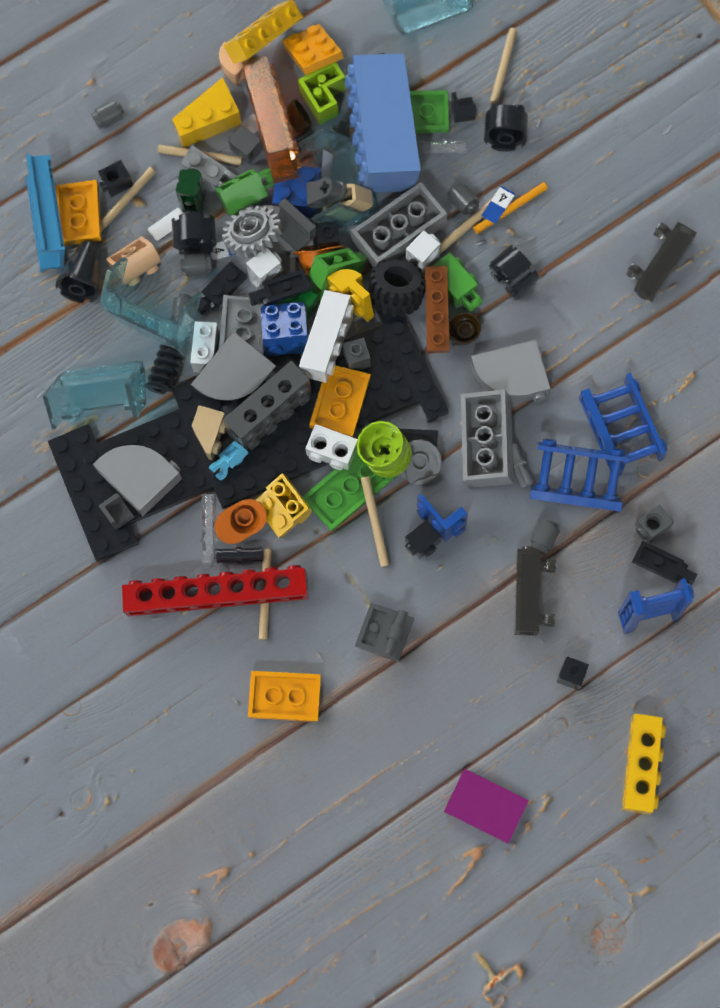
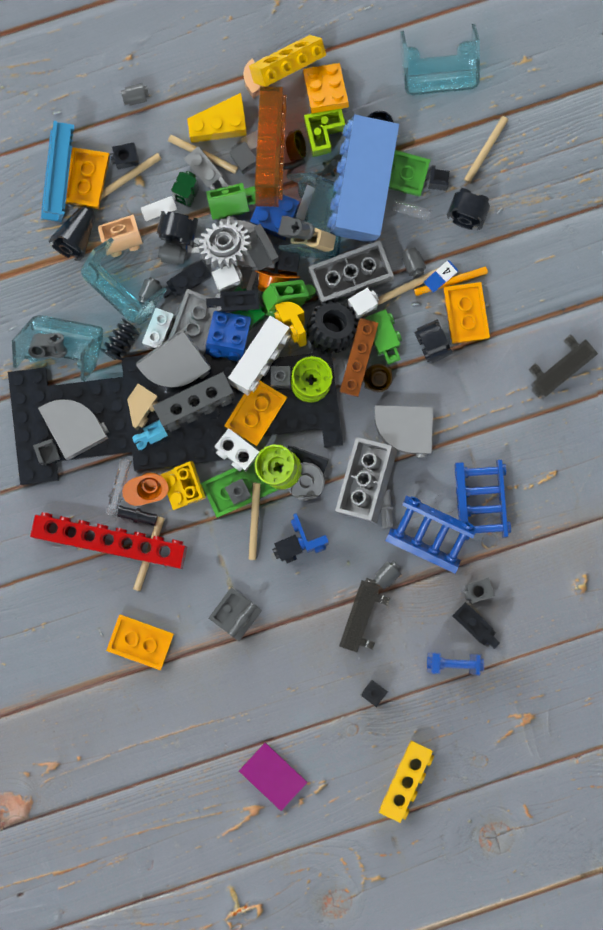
camera: 15 degrees right, 10 degrees up
(88, 395) = (46, 346): none -> dark grey piece
(347, 492) = (238, 492): none -> dark grey brick
(393, 335) = (321, 375): none -> lime wheel
(538, 234) = (466, 313): none -> light orange plate

